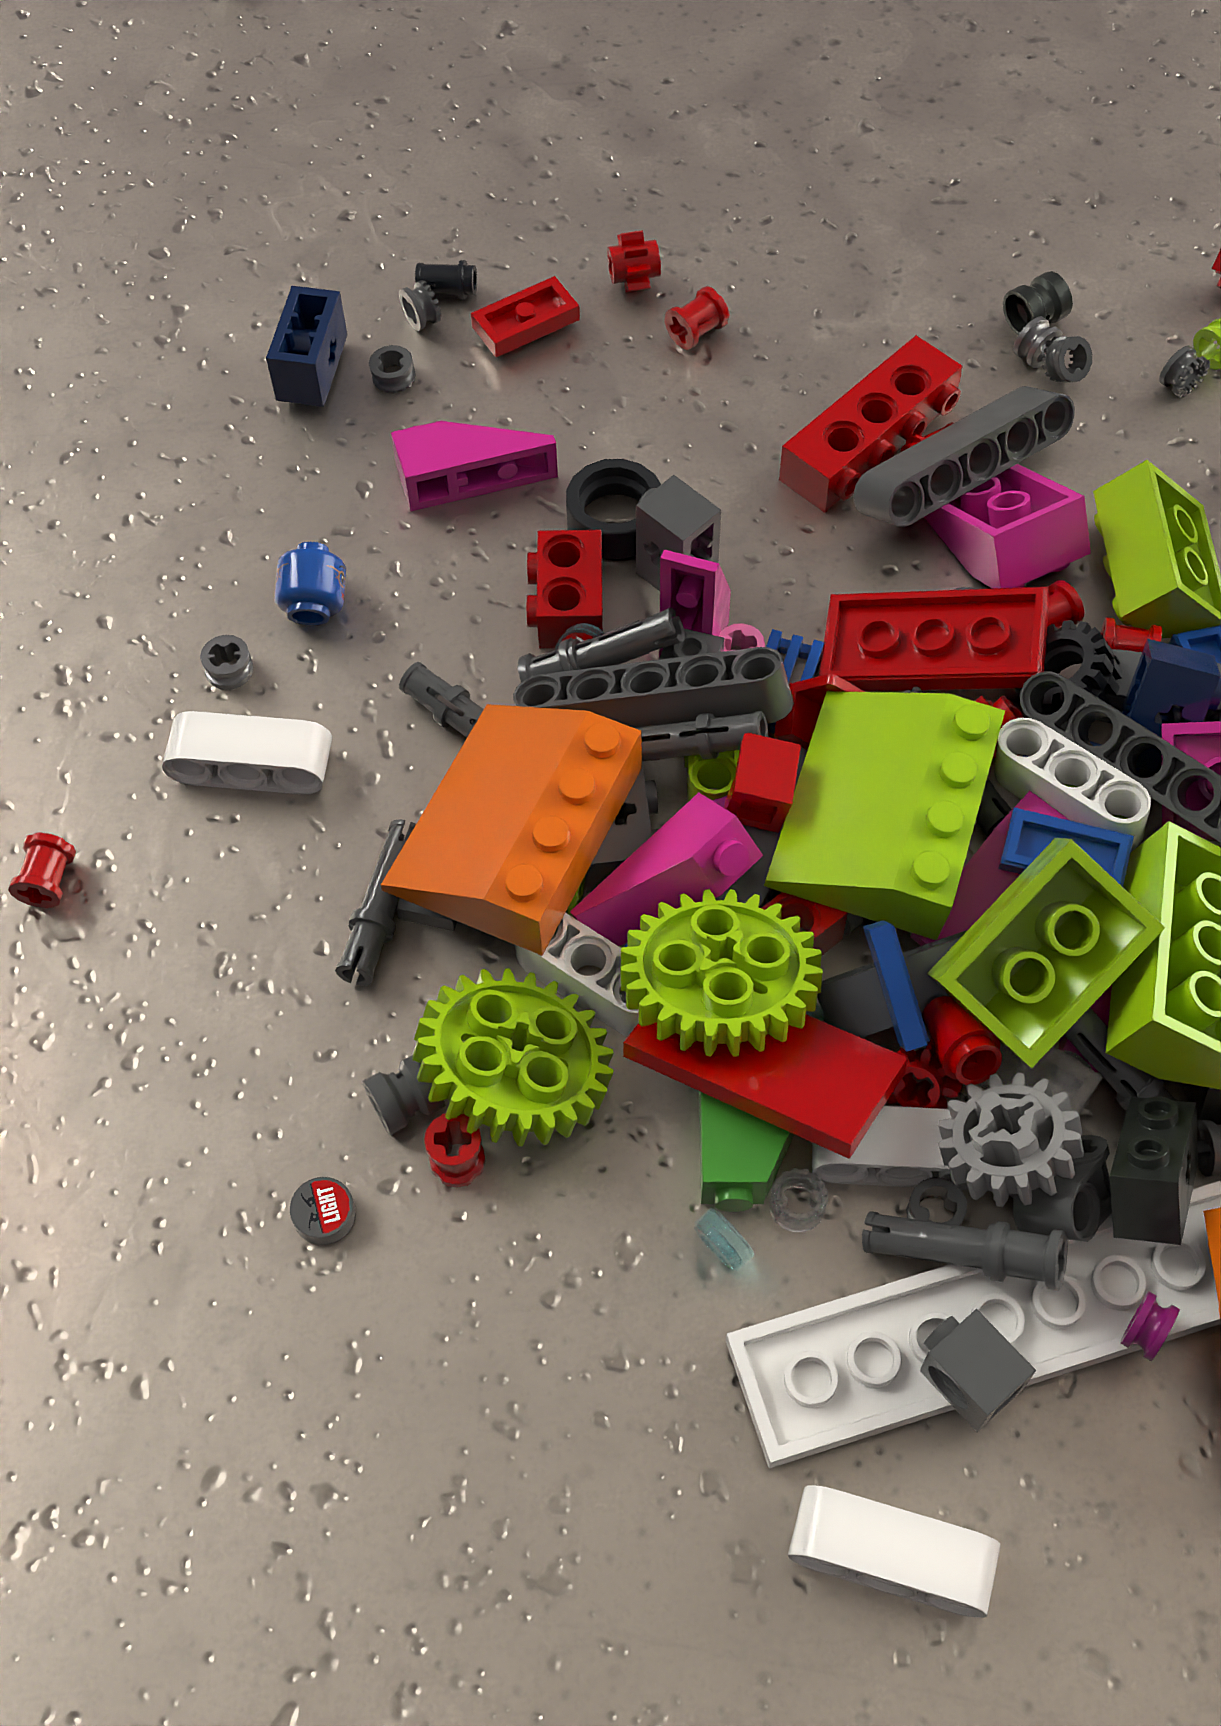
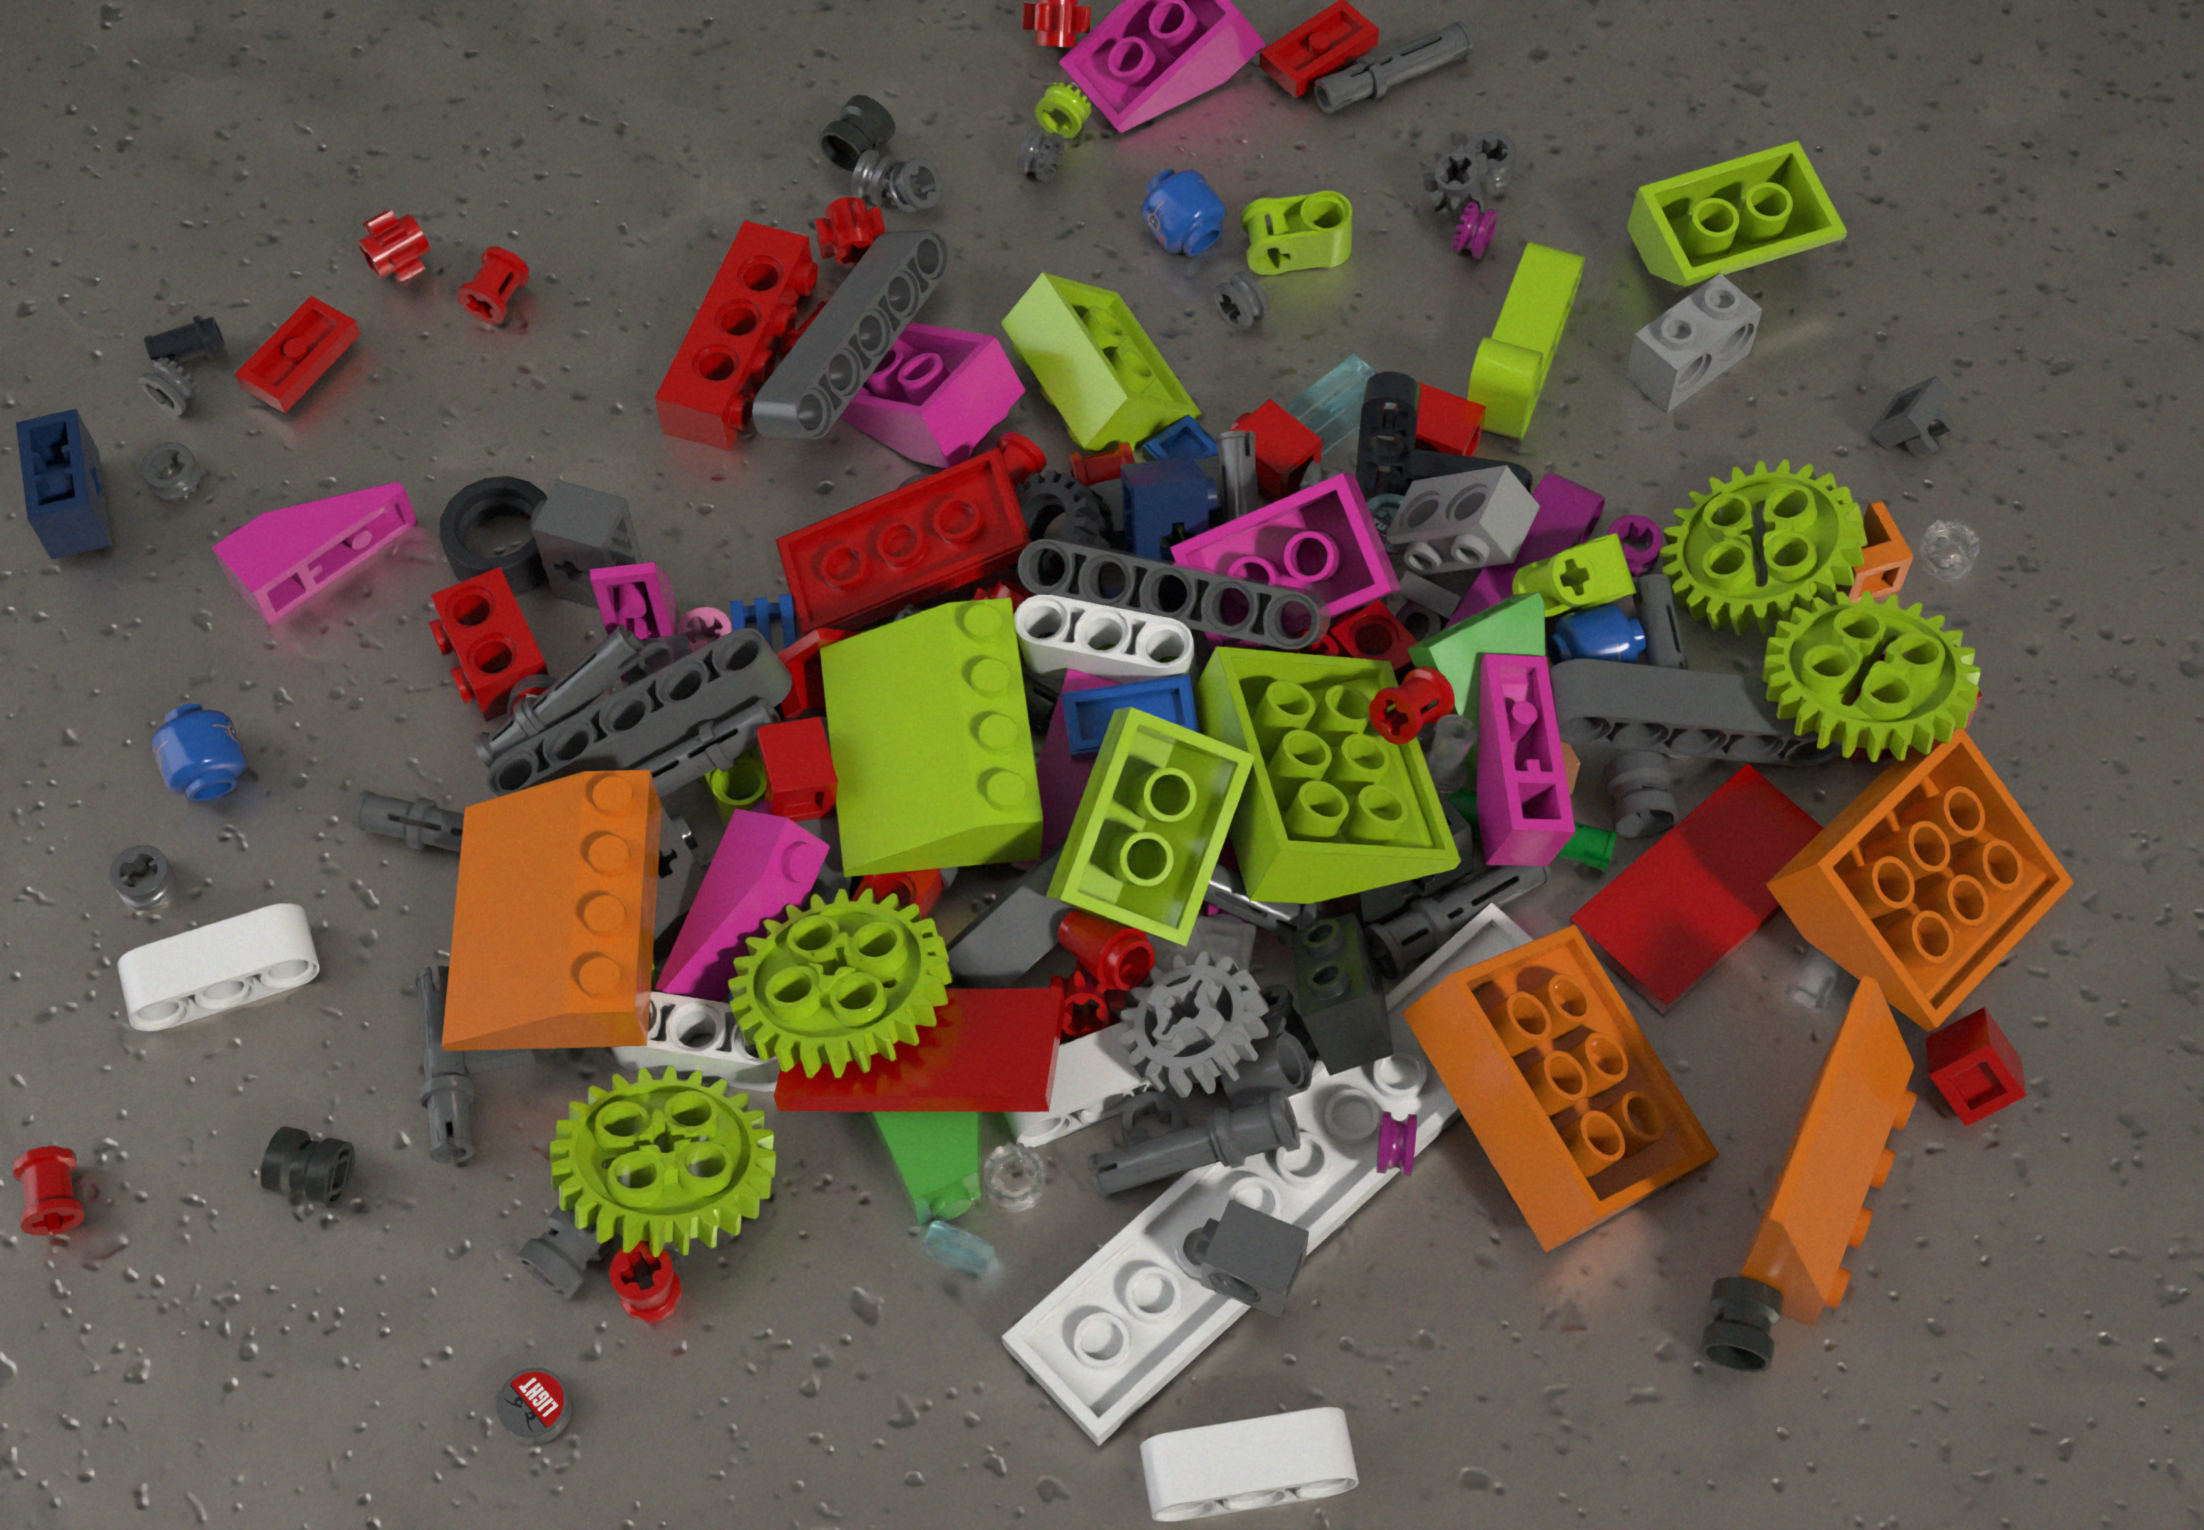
camera: 25 degrees left, 0 degrees up
(242, 940) = (307, 1166): none -> pearl dark grey wheel
(896, 985) = (1021, 921): blue tile -> none
(997, 373) = (848, 230): none -> red gear

